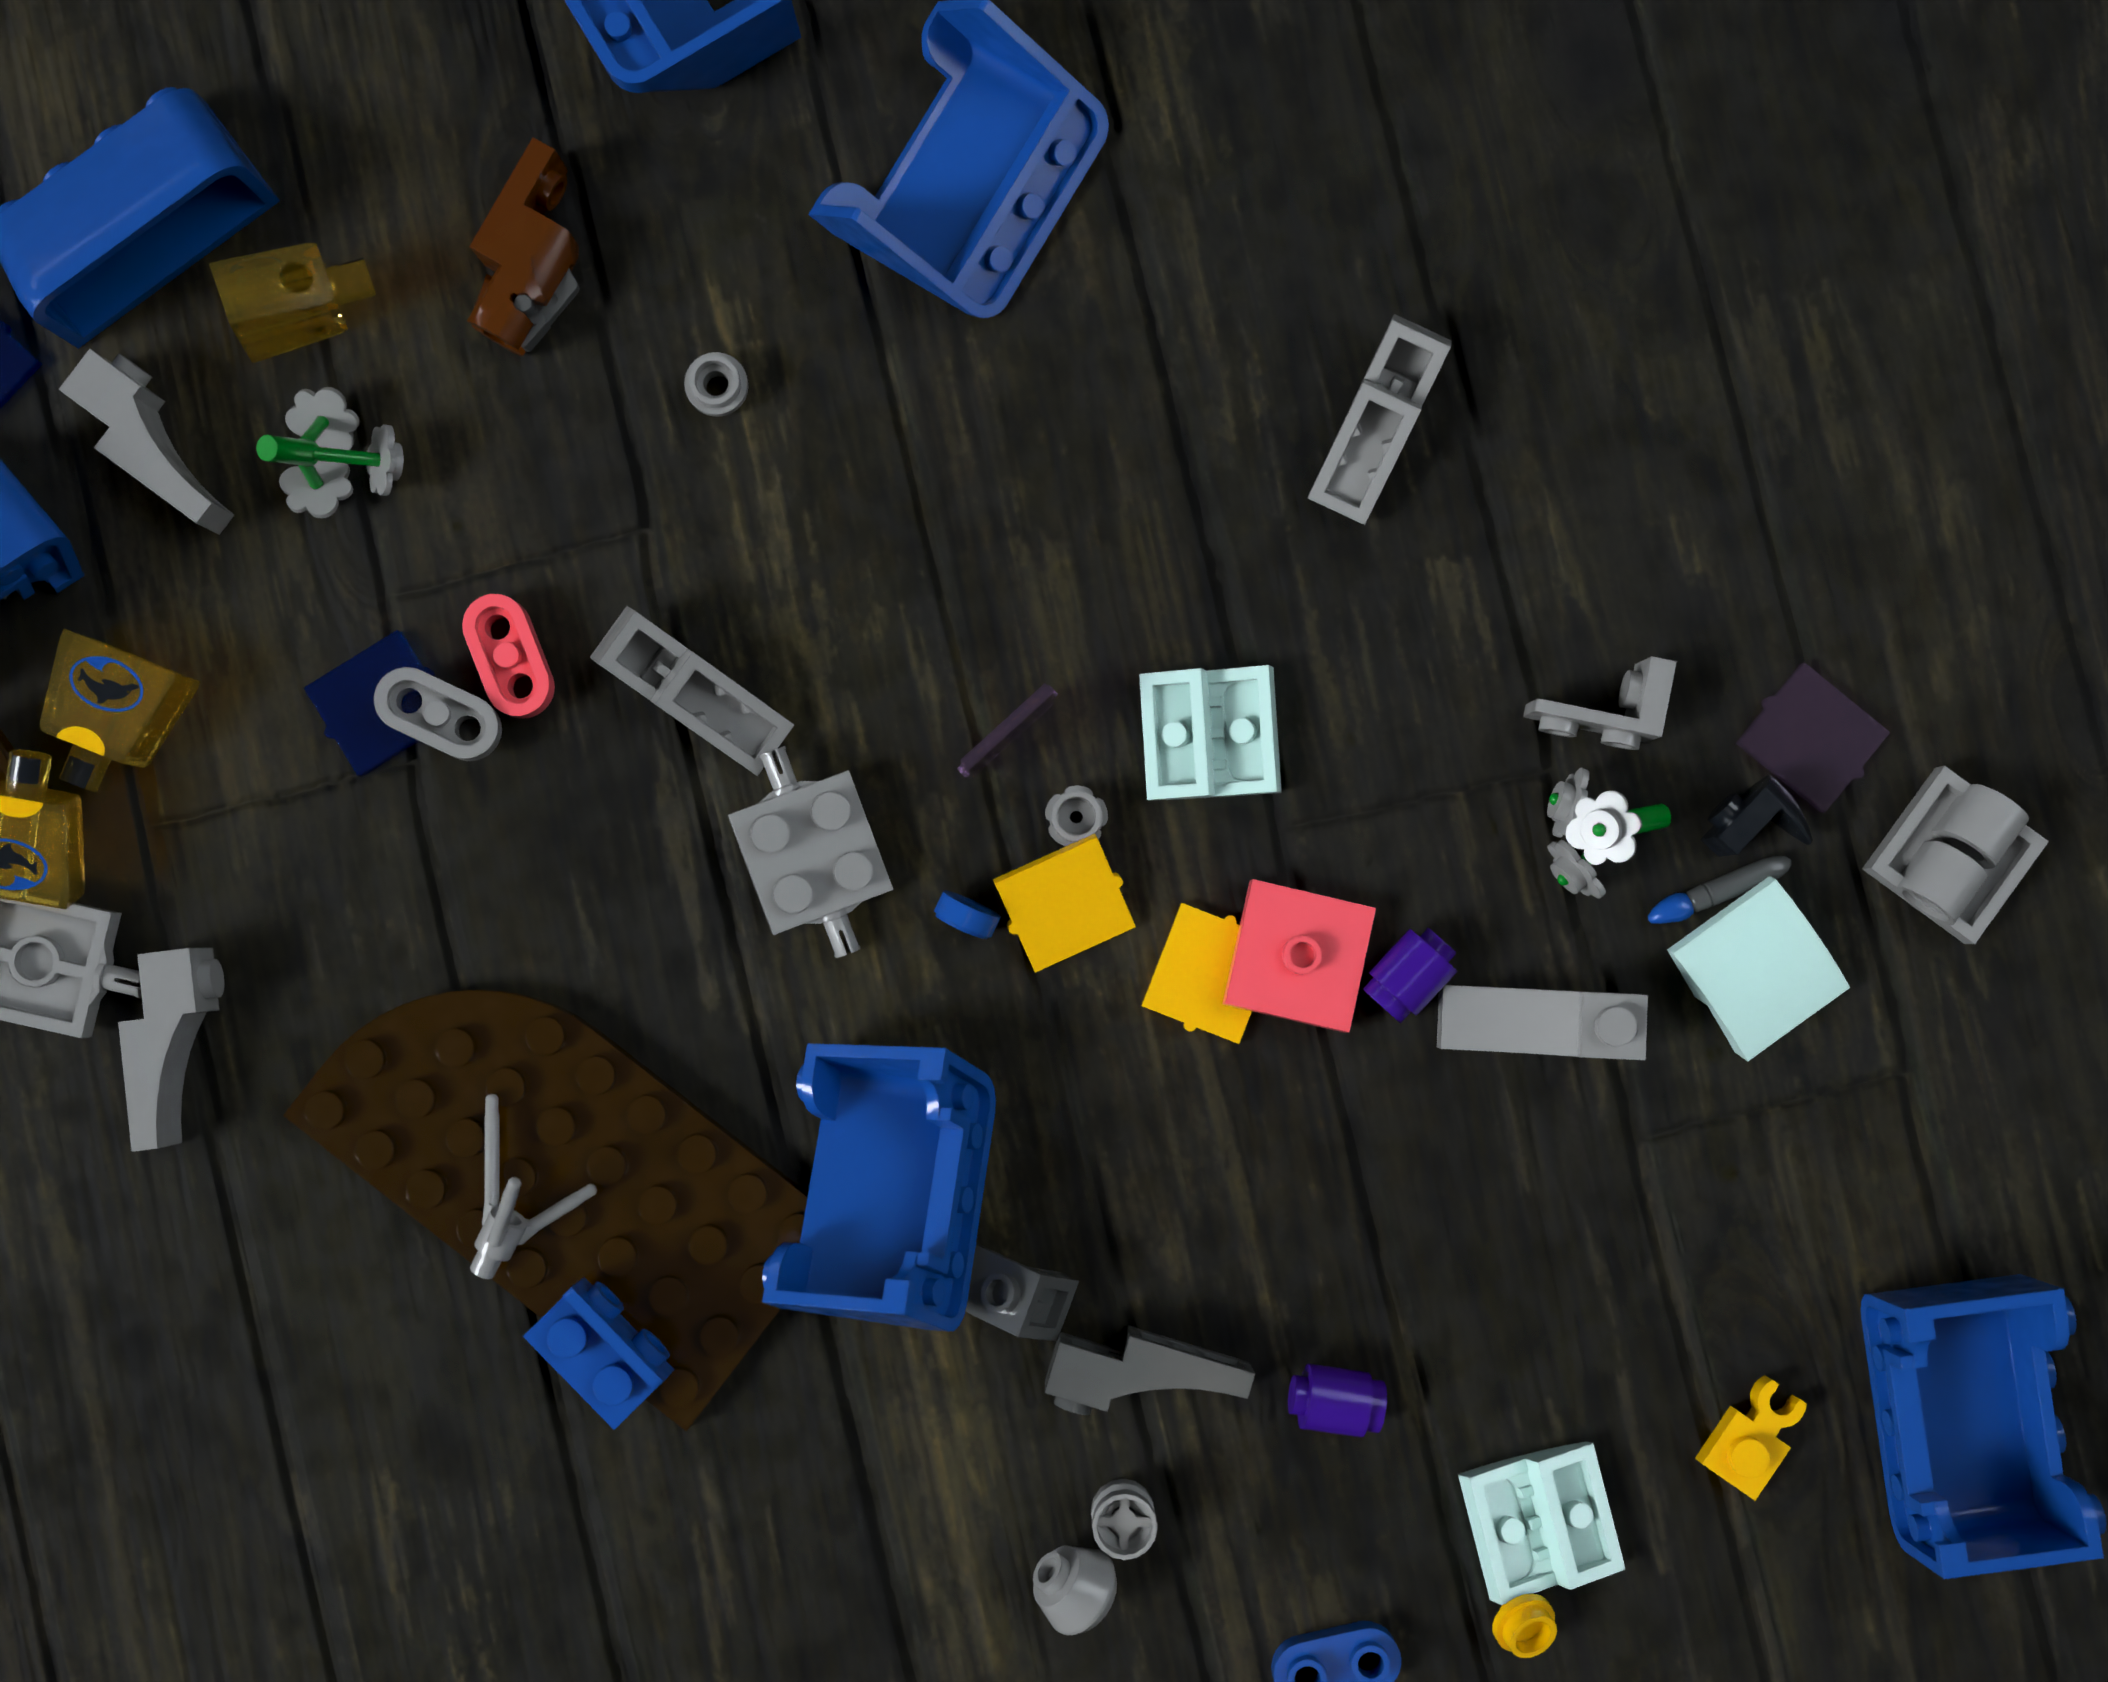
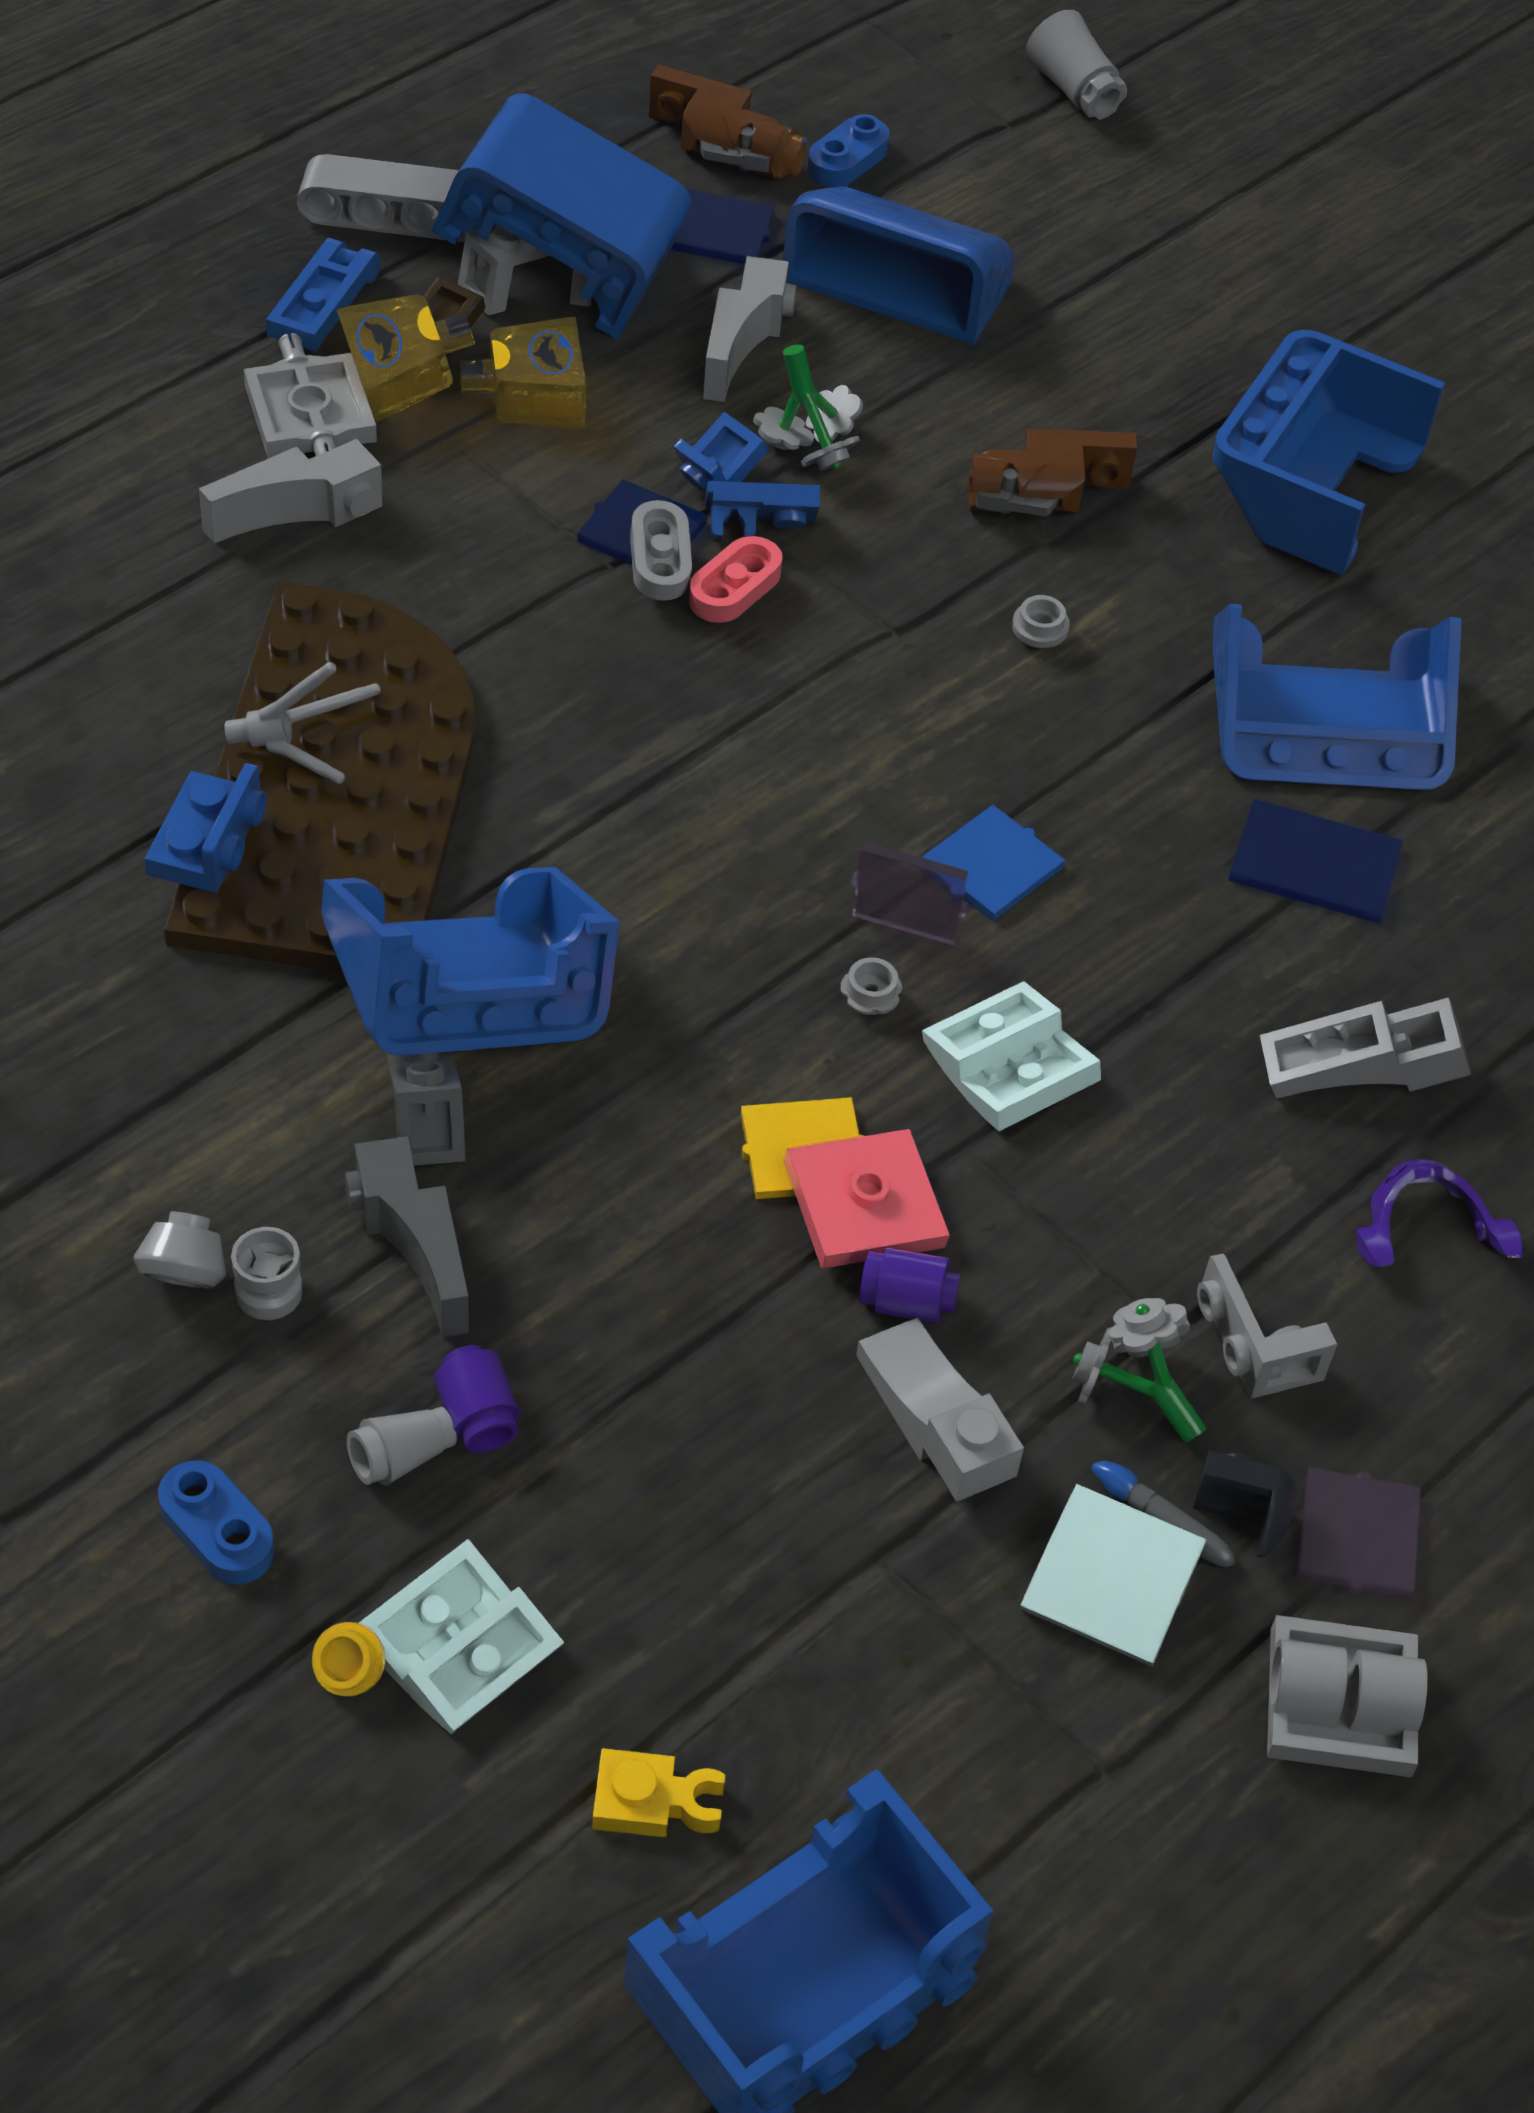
camera: 60 degrees right, 35 degrees down
(287, 297) = (906, 350): clear yellow torso -> none
(331, 577) = (721, 454): none -> blue bracket
(434, 550) = (784, 504): none -> blue plate
(691, 690) = (790, 692): light grey slope -> none
(810, 852) = (714, 819): light grey plate -> none
(966, 915) = (735, 941): blue tile -> none
(980, 611) = (1001, 861): none -> blue piece
(1064, 903) = (793, 1006): yellow piece -> none
(1130, 305) = (1316, 860): none -> clear blue piece
(1346, 1486) = (398, 1443): none -> light grey cone
(1529, 451) = (1375, 1241): none -> dark purple helmet

